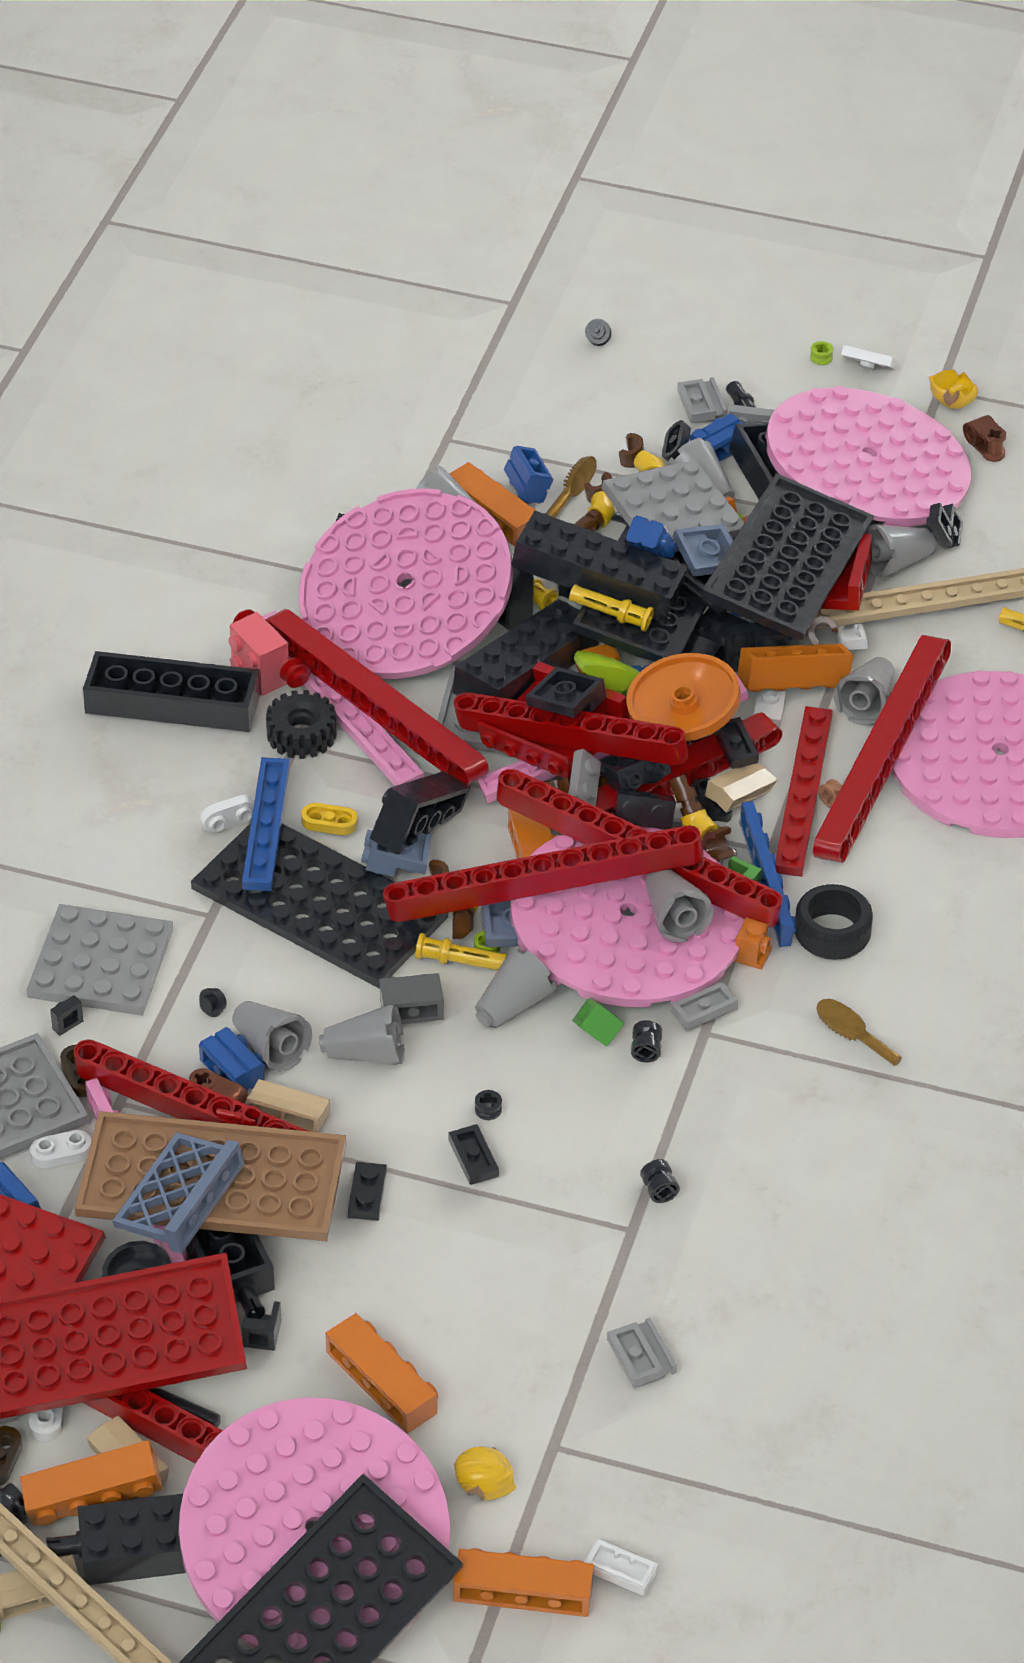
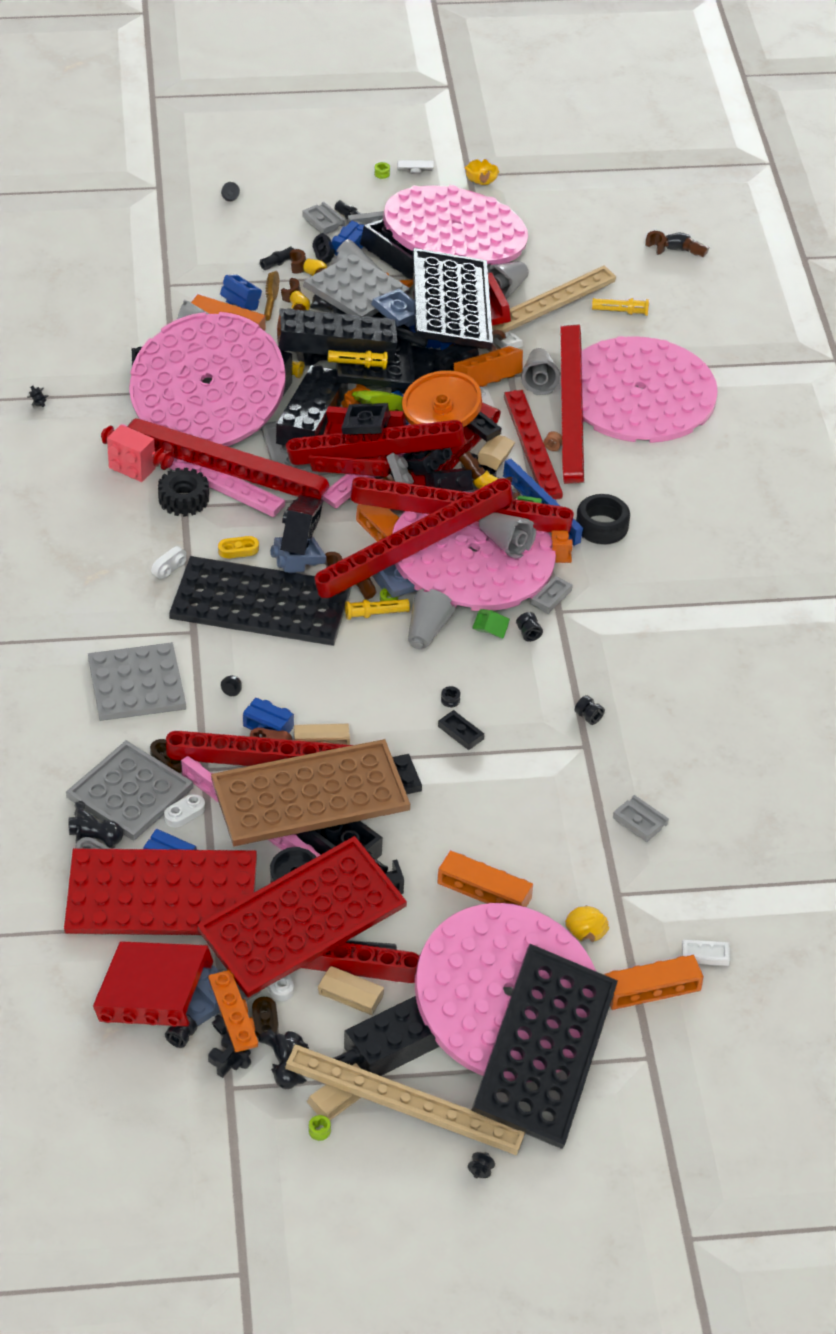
camera: 25 degrees left, 0 degrees up
(66, 1015) = (137, 723): black plate -> none
(90, 1481) = (342, 1012): orange brick -> none
(171, 691) = (84, 493): black brick -> none
(191, 545) = (37, 396): none -> black wheel
(200, 1196) = (318, 808): sand blue fence -> none
(248, 1111) = (309, 749): red hand -> none
(266, 824) = (203, 561): blue plate -> none
(273, 1034) = (285, 691): light grey cone -> none
(366, 1038) = (350, 677): light grey cone -> none
(412, 995) = (364, 644): dark grey brick -> none
(609, 440) = (276, 258): none -> black pin
(651, 537) = (363, 305): blue brick -> none
(851, 1026) = (650, 580): pearl gold piece -> none
(945, 525) = (528, 256): black plate -> none
(986, 437) = (517, 195): copper piece -> none

